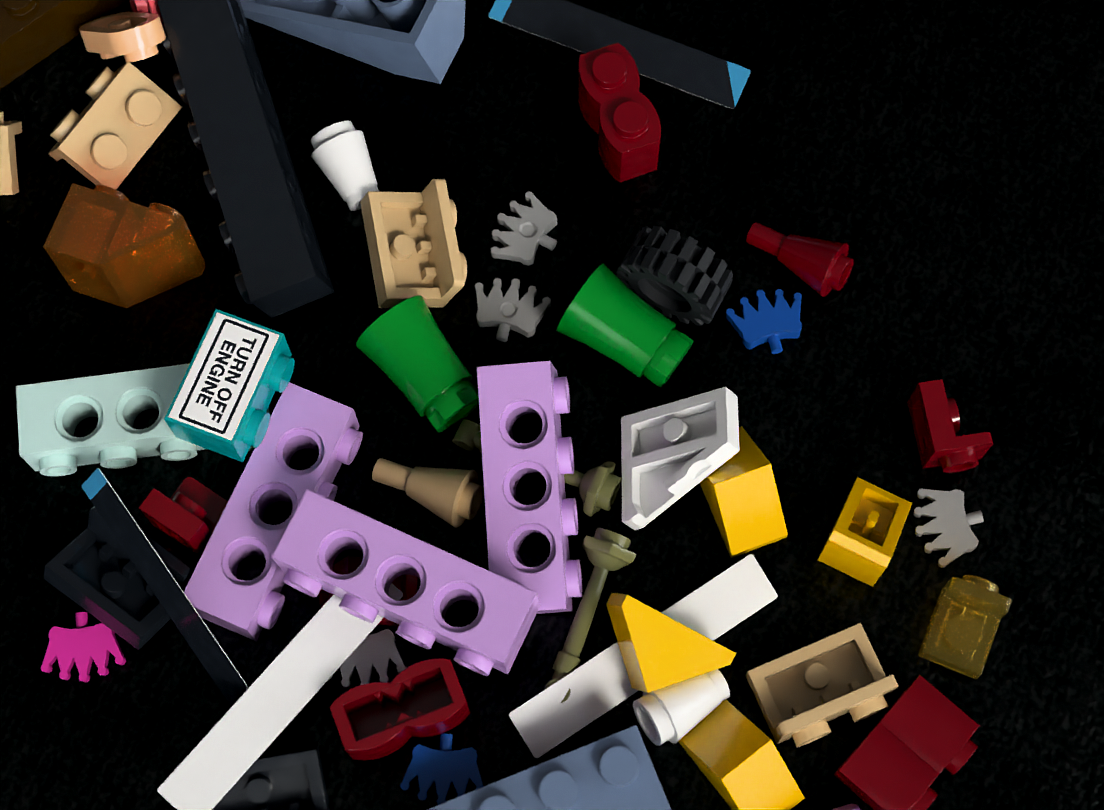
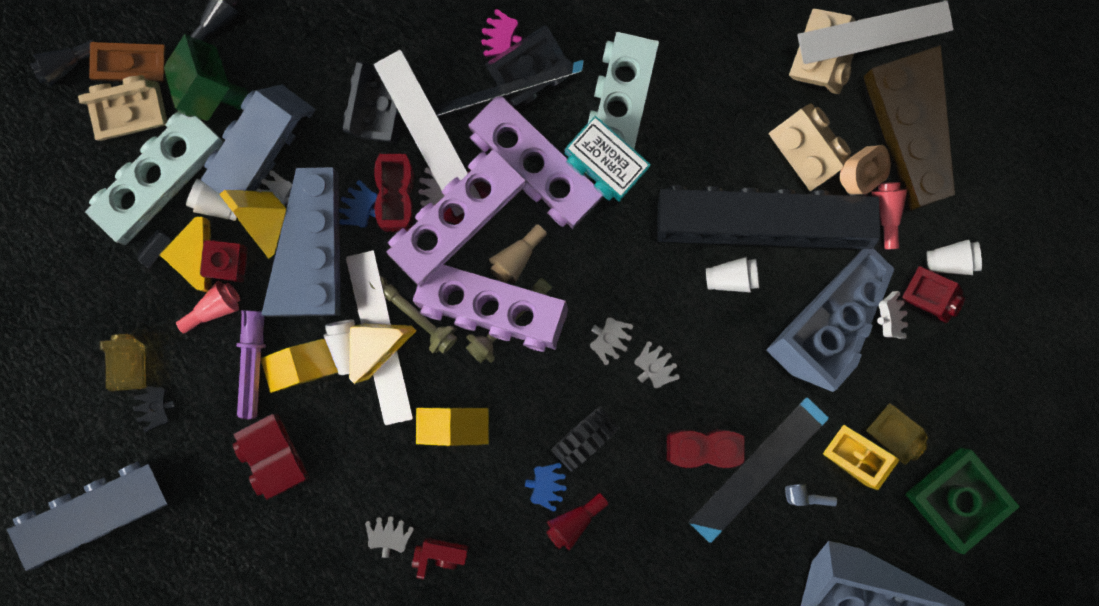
camera: 105 degrees right, 15 degrees up
(120, 247) = (721, 121): clear orange slope -> none
(187, 515) = (550, 115): dark red bracket -> none
(414, 245) = (665, 296): tan bracket -> none
(421, 363) = (589, 275): green plant -> none
(624, 328) = (567, 399): green plant -> none
(674, 450) = (482, 396): white wing -> none
(820, 685) = (322, 425): tan bracket -> none
(865, 532) = (400, 488): yellow slope -> none
(964, 625) = (327, 518): clear yellow bracket -> none

